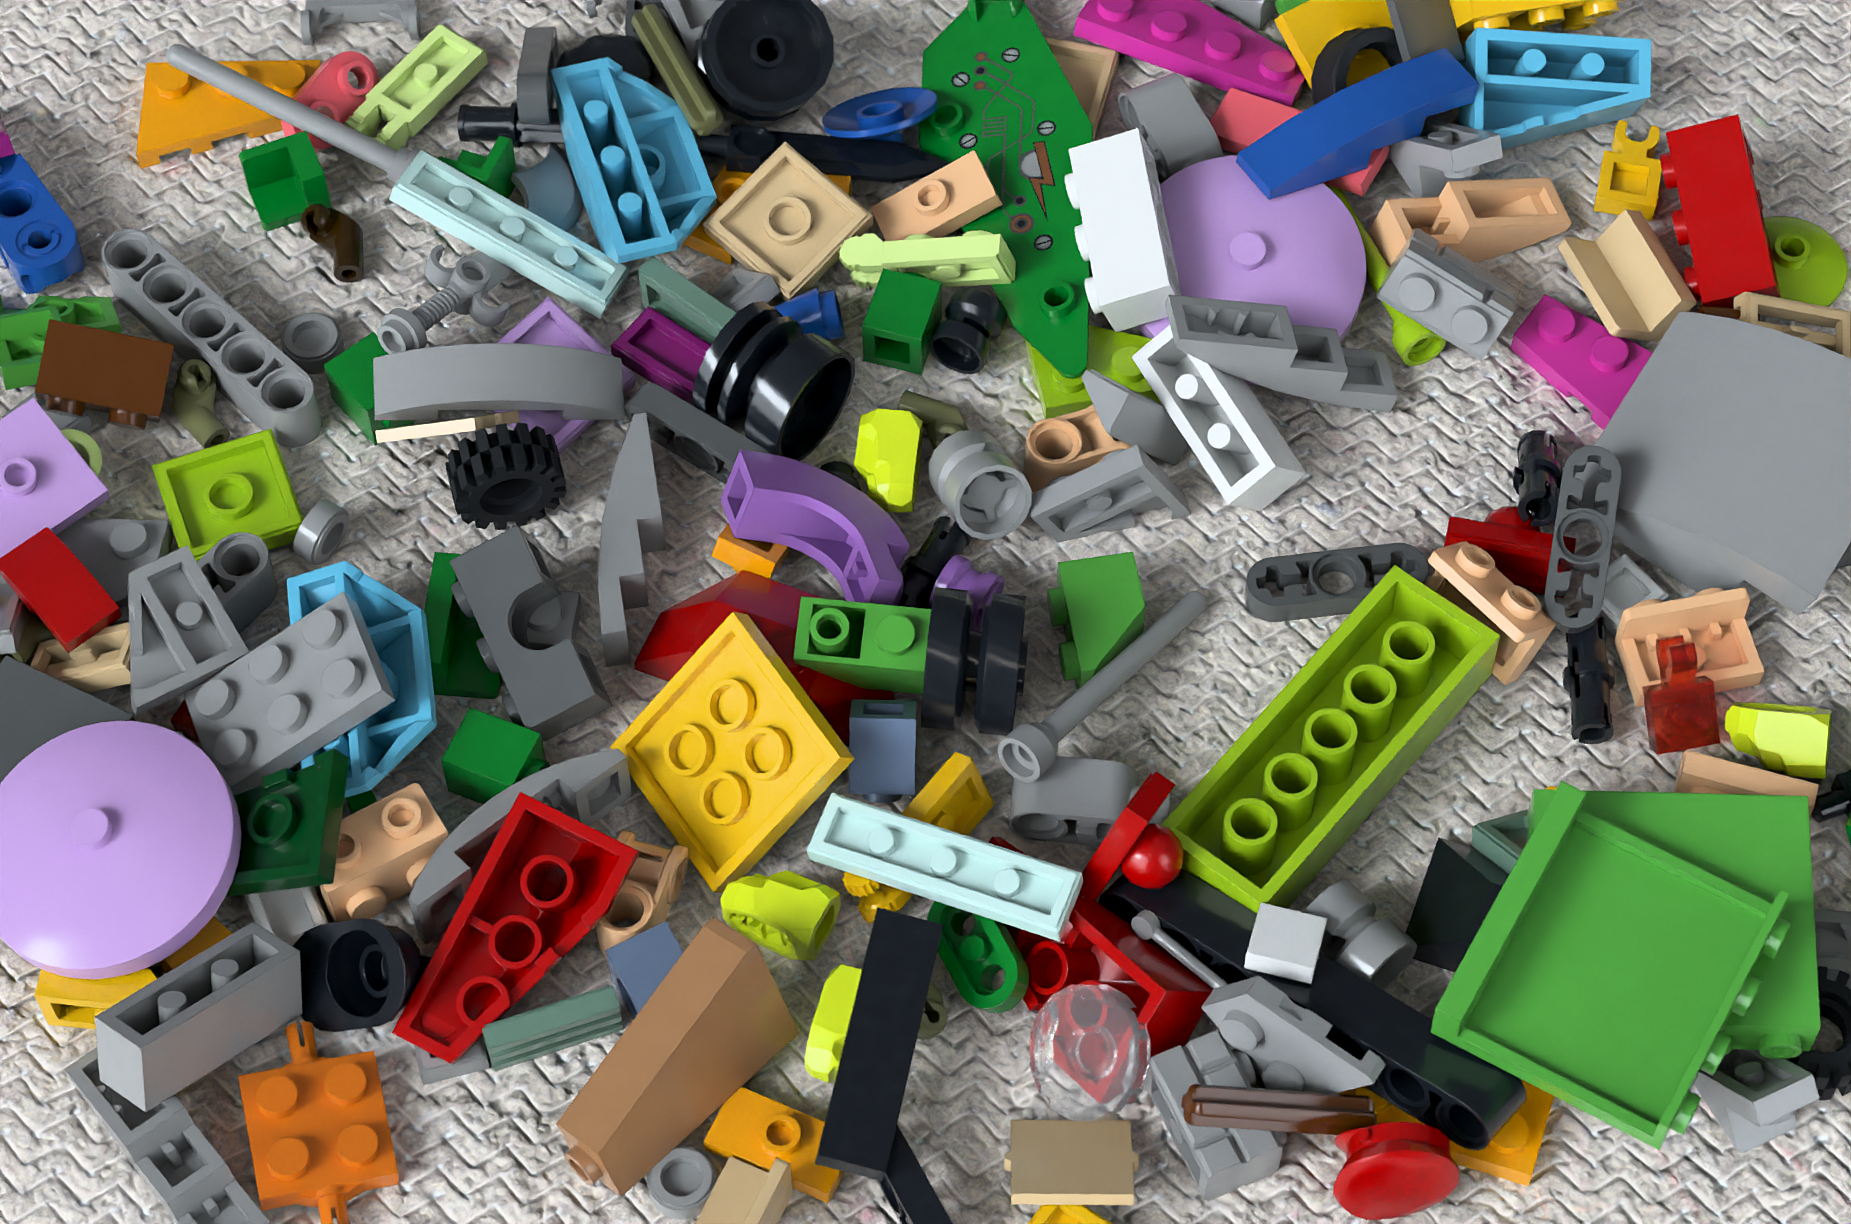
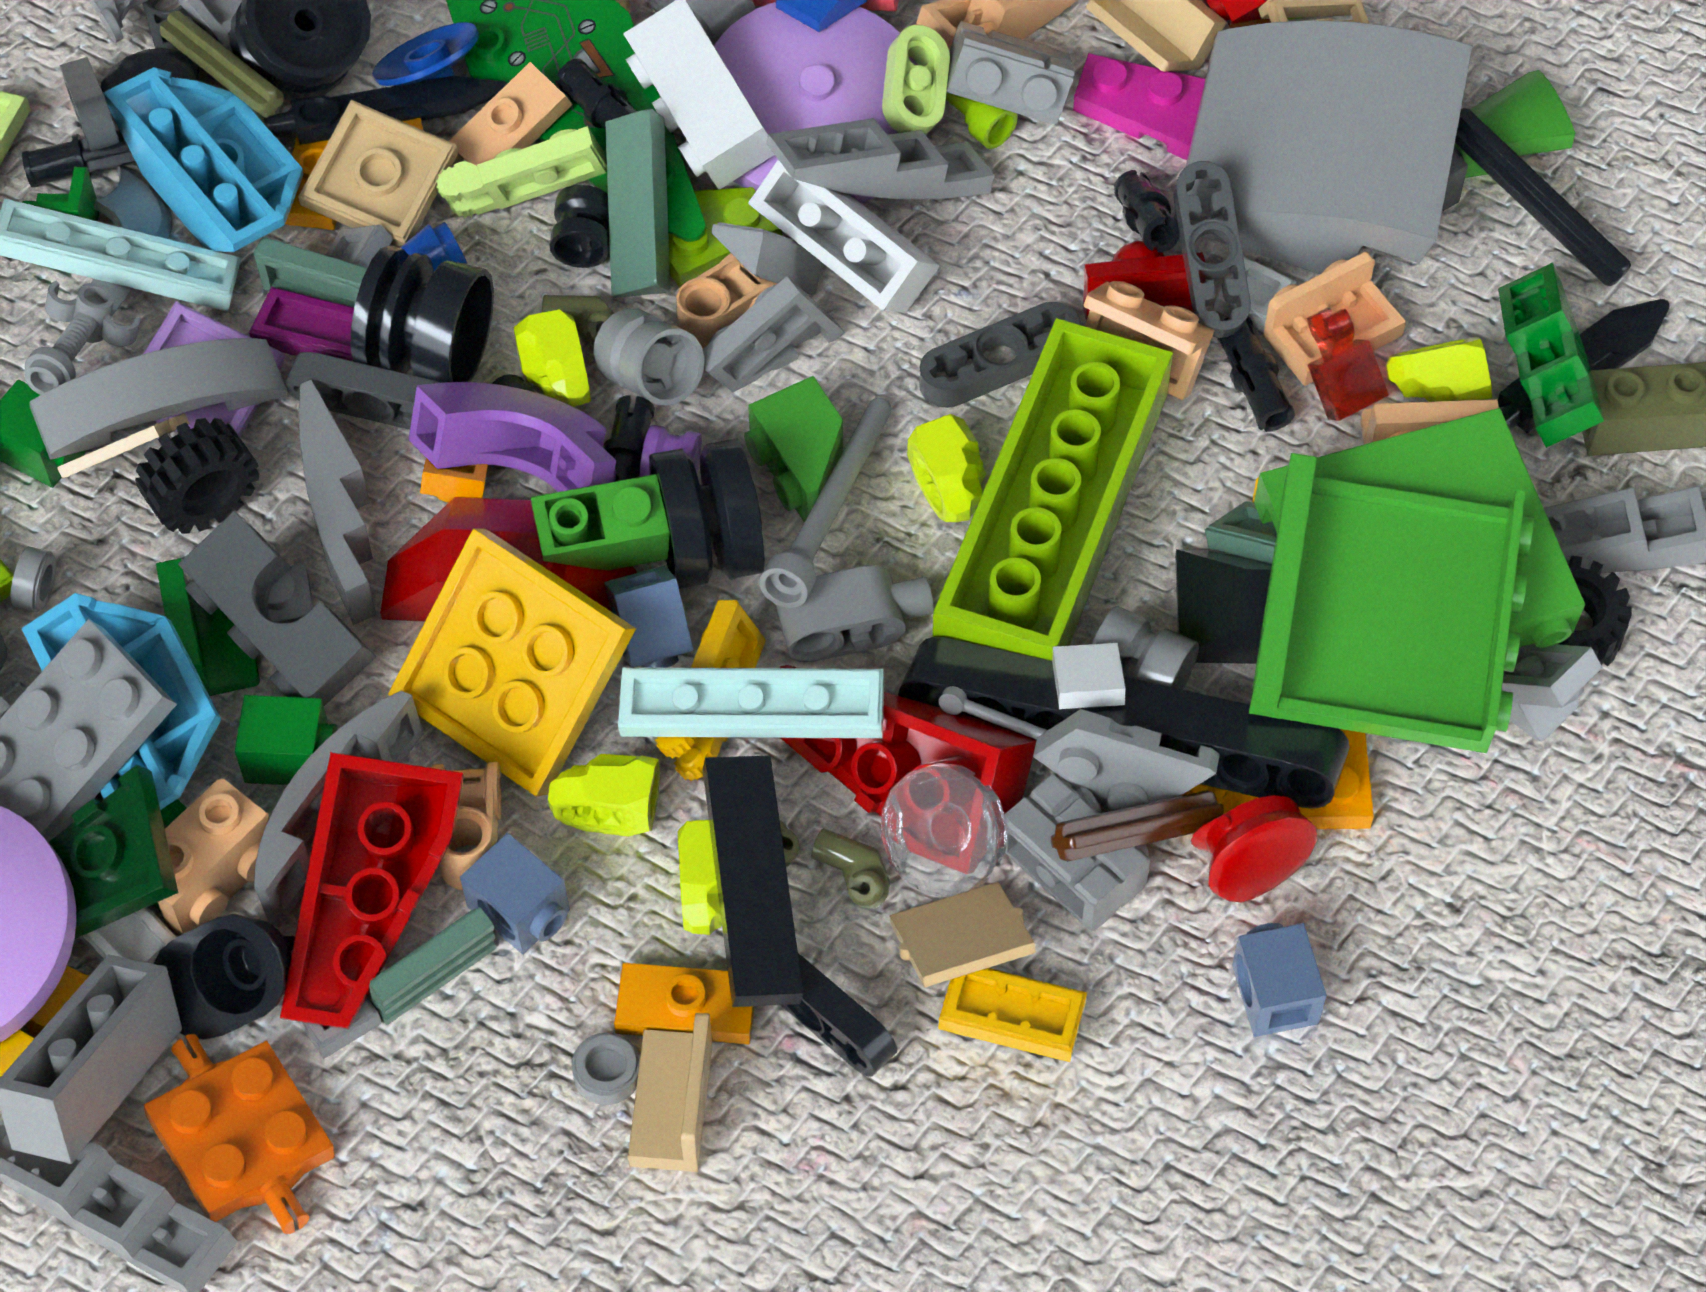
camera: 20 degrees left, 0 degrees up
(678, 1059) = (566, 954): medium nougat slope -> none
(901, 320) = (517, 234): green brick -> none
(978, 957) = (808, 775): green plate -> none
(1000, 1061) = (860, 864): none -> olive arm
(1026, 326) = (637, 204): none -> sand green slope
(1032, 216) = (594, 95): none -> black pin
(1144, 850) = (922, 629): red tile -> none
(1237, 681) = (947, 467): none -> neon yellow rock
(1346, 281) = (918, 86): none -> yellowish green plate

